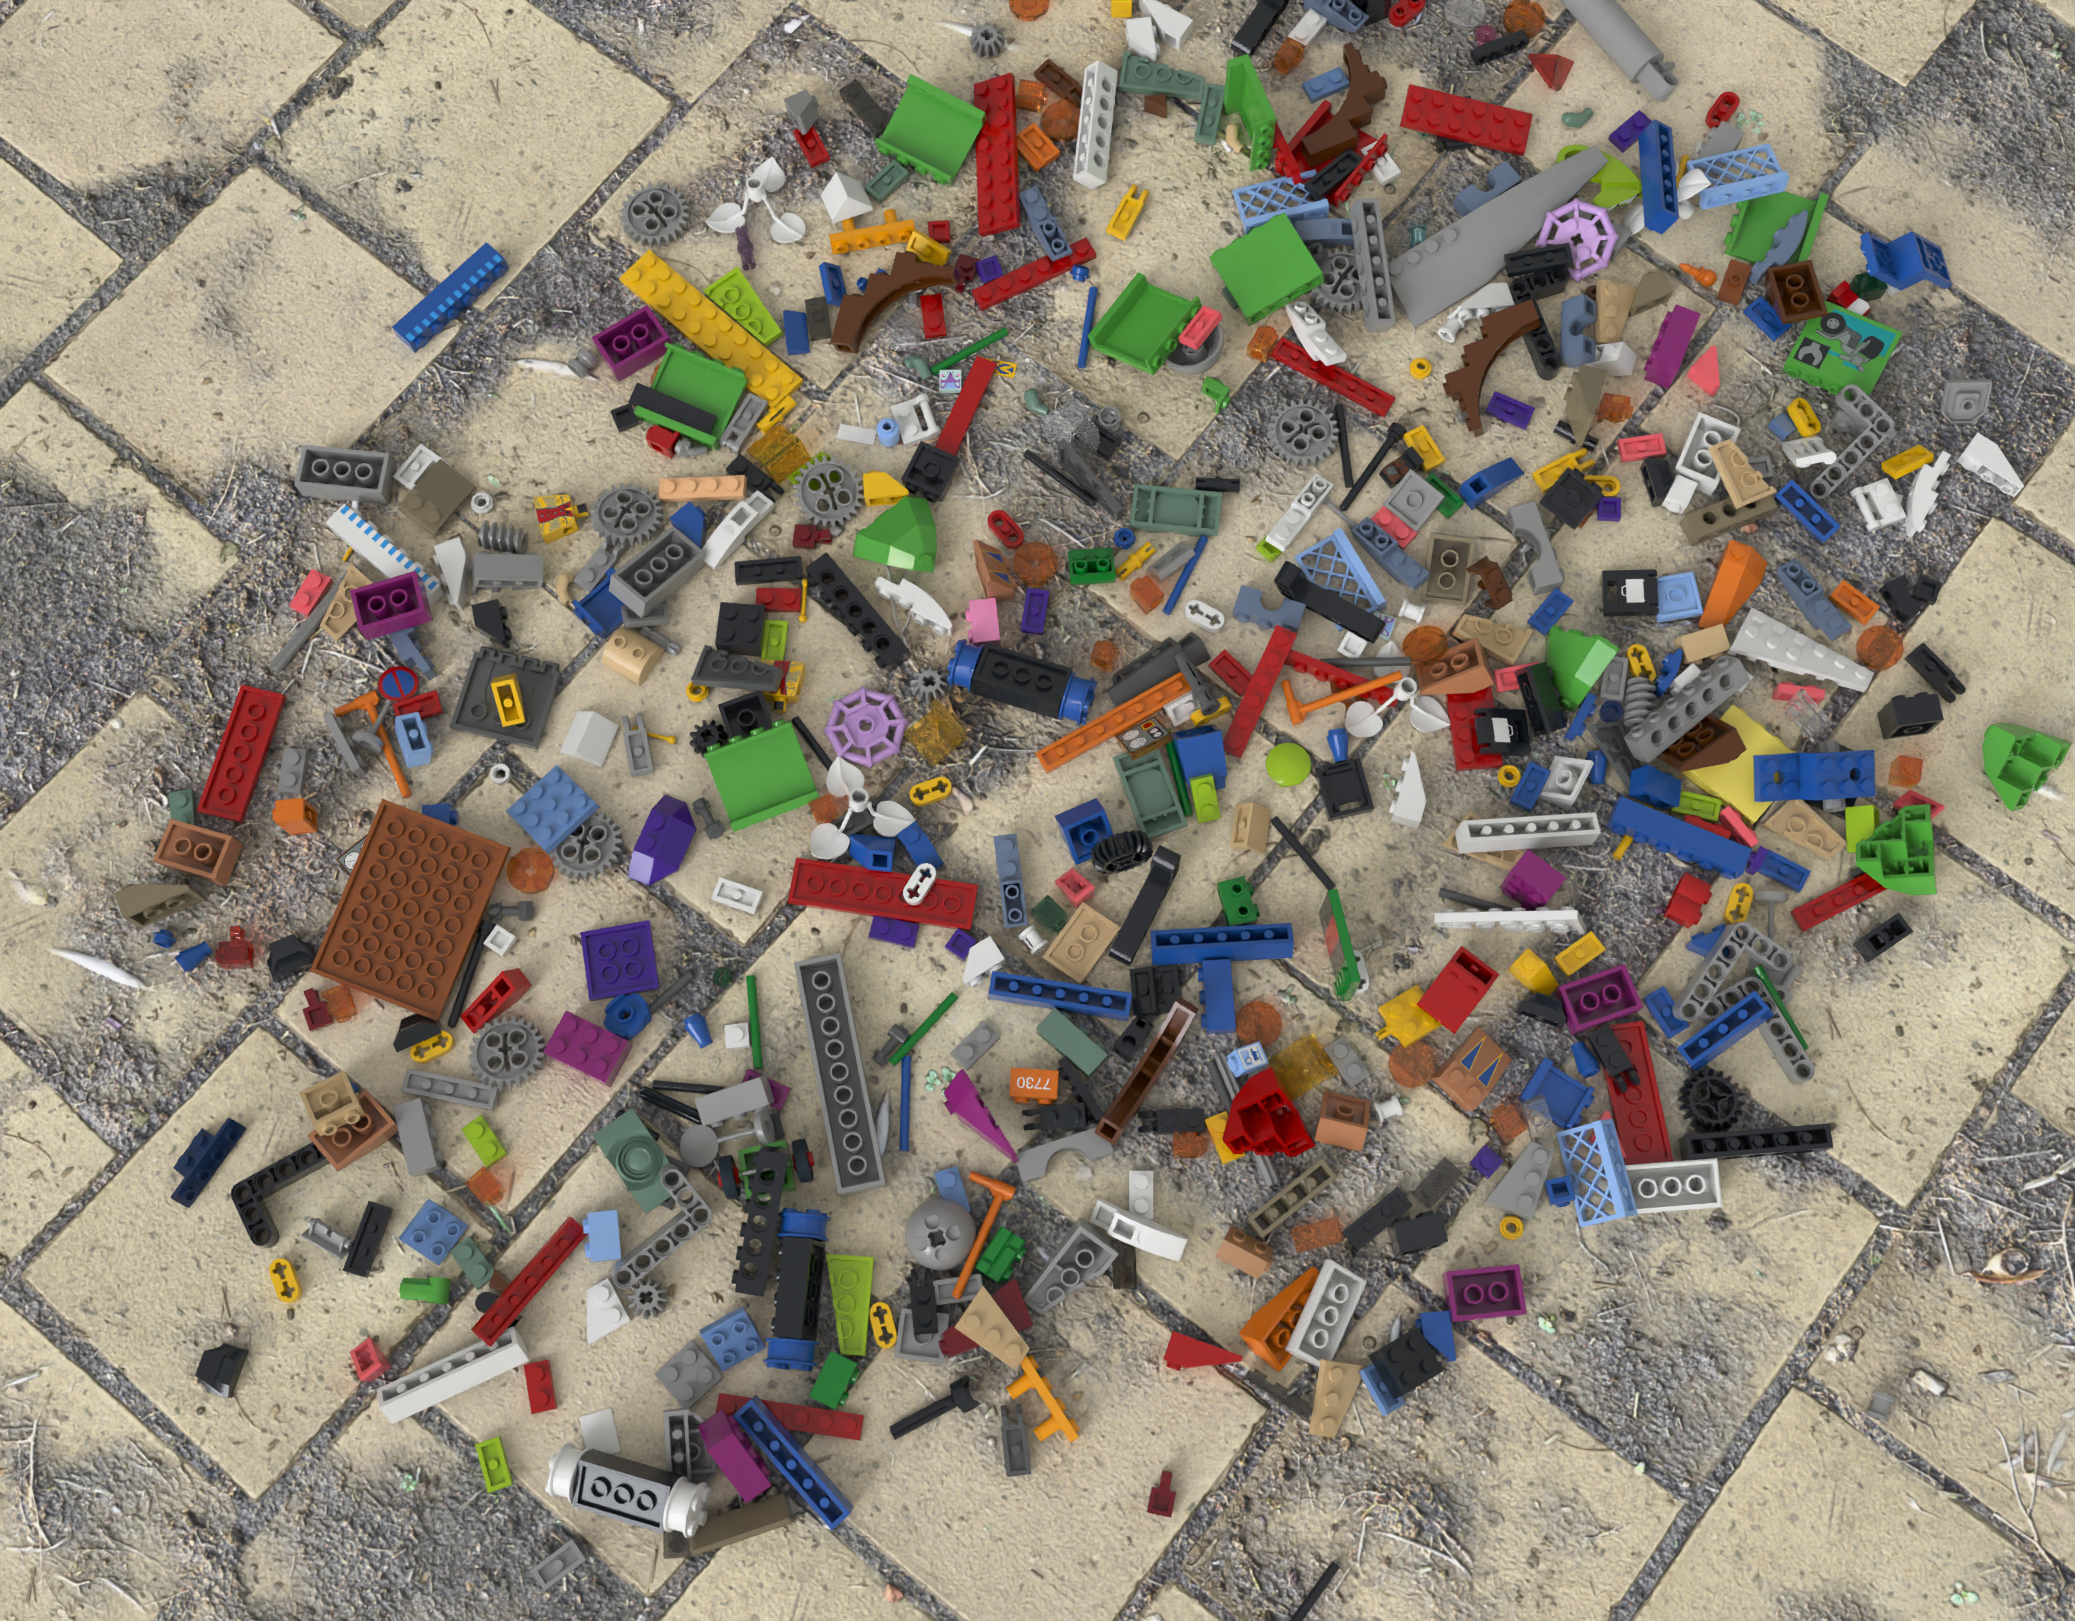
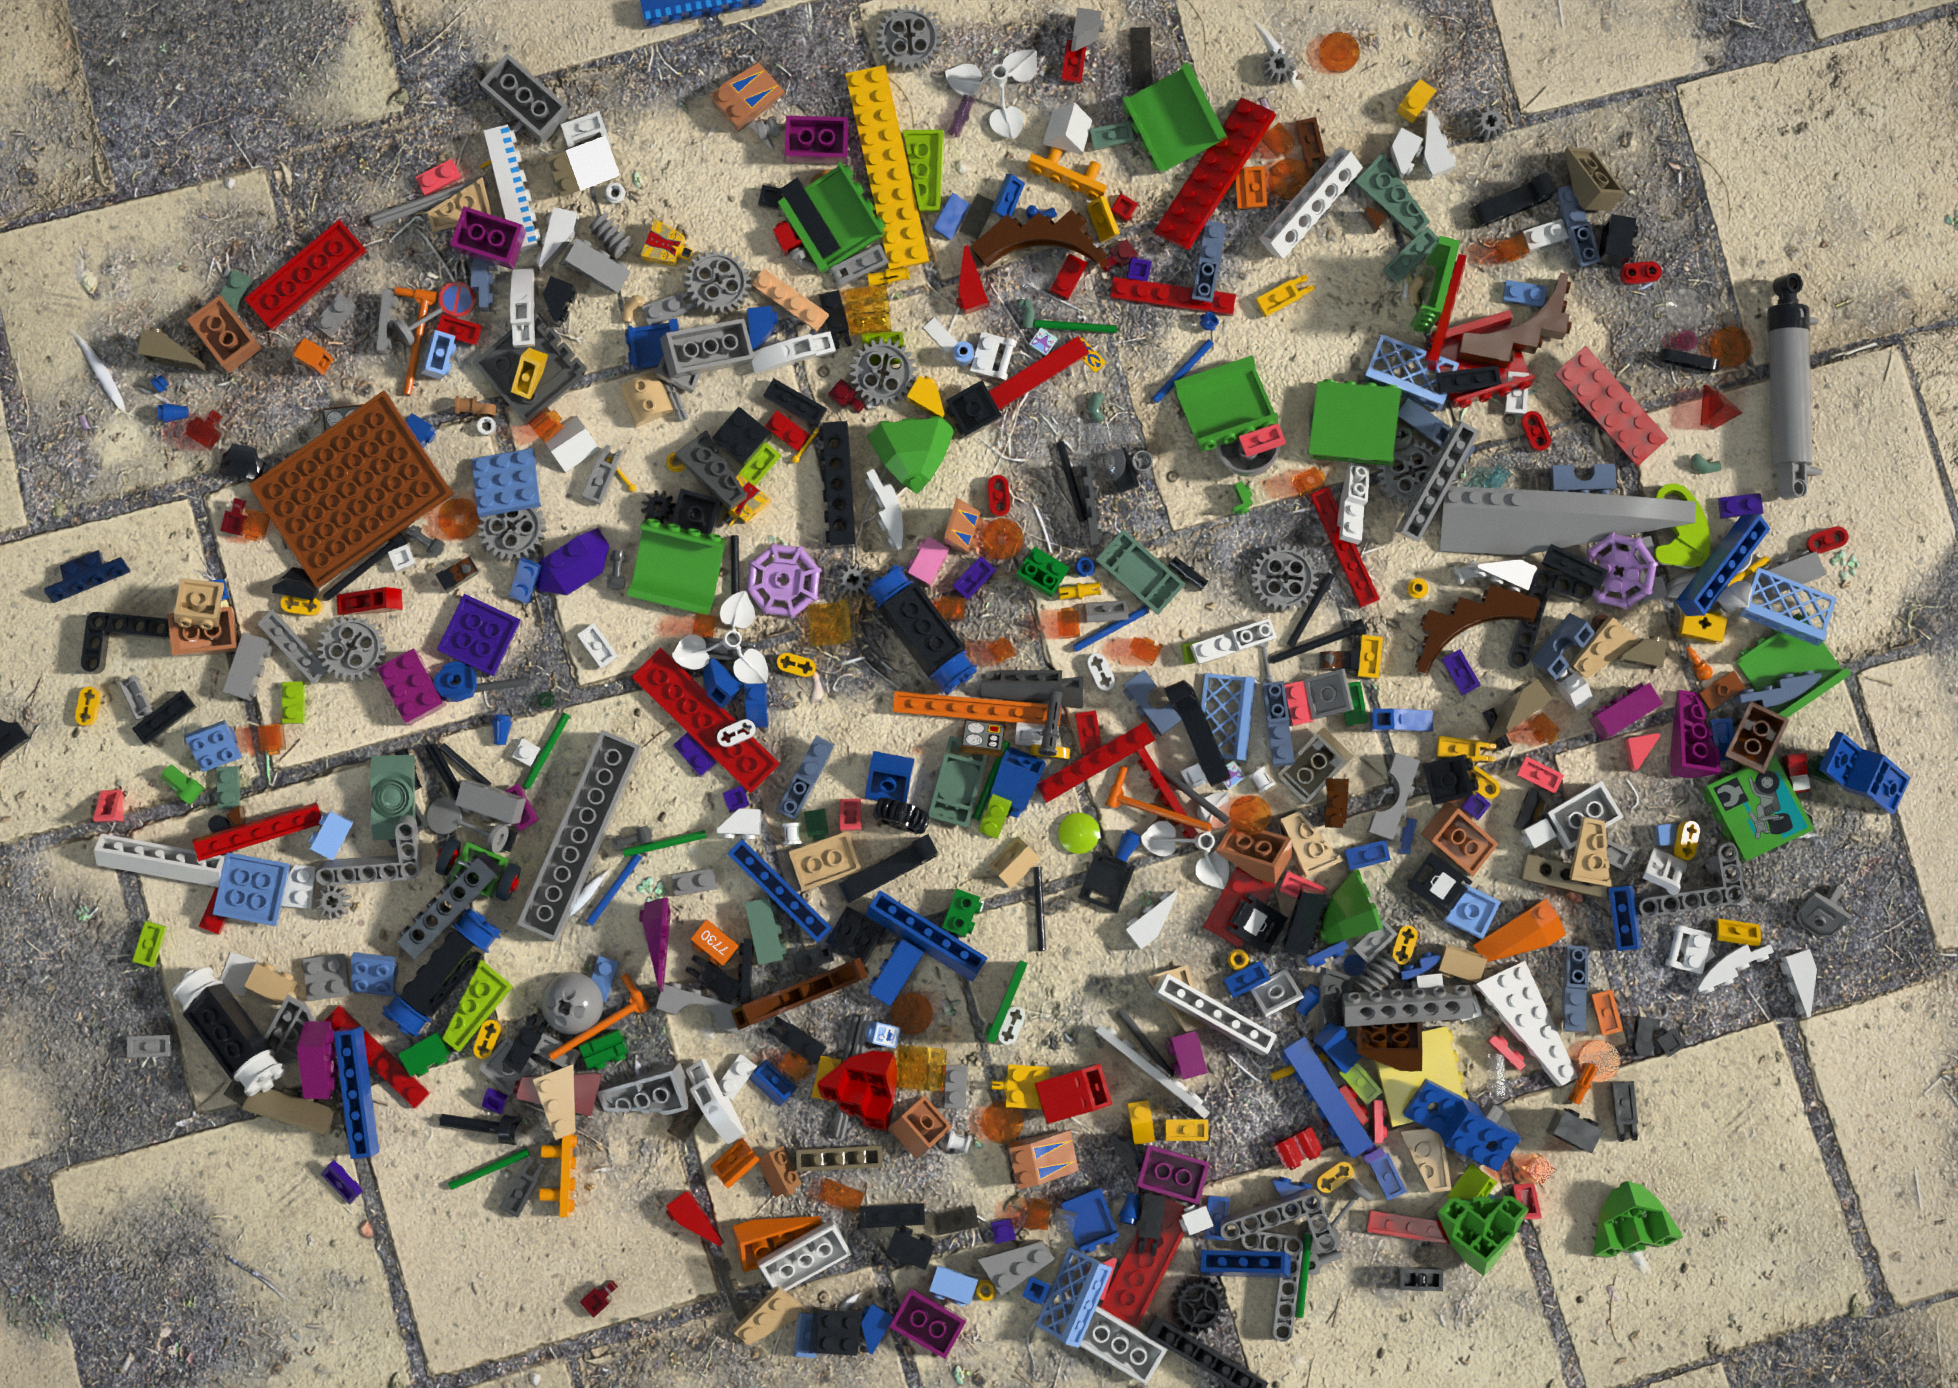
camera: 30 degrees right, 10 degrees up
(465, 649) = (522, 307): none -> white slope
(475, 764) = (473, 406): none -> medium nougat connector
(544, 351) = (747, 96): none -> nougat slope
(555, 734) = (546, 424): none -> clear orange brick
(560, 1340) = (251, 889): none -> medium blue plate
(562, 920) = (457, 574): none -> leg
(629, 882) = (525, 580): none -> blue plate
(638, 1418) = (270, 983): none -> tan brick
(838, 1562) = (342, 1182): none -> dark purple plate
(858, 379) = (970, 291): none -> red slope
(931, 1377) = (494, 1100): none -> dark purple plate
(970, 1448) = (489, 1169): none -> green bar
(1035, 646) = (951, 608): none -> clear orange brick
(1178, 1177) = (772, 1083): none -> blue slope
(1198, 1273) = (735, 1163): none -> orange plate
(1229, 570) = (1145, 649): none -> clear orange brick
(1420, 181) = (1539, 431): none -> red plate
(1480, 1242) = (953, 1285): none -> light blue brick
(1570, 574) = (1407, 835): none -> blue piece
(1616, 544) = (1459, 838): none -> nougat slope
(1650, 1024) = (1195, 1219): none -> white brick
(1678, 241) = (1712, 633): none -> yellow brick
(1745, 339) = (1691, 744): none -> magenta wedge
(1883, 673) = (1583, 1083): none -> orange axle

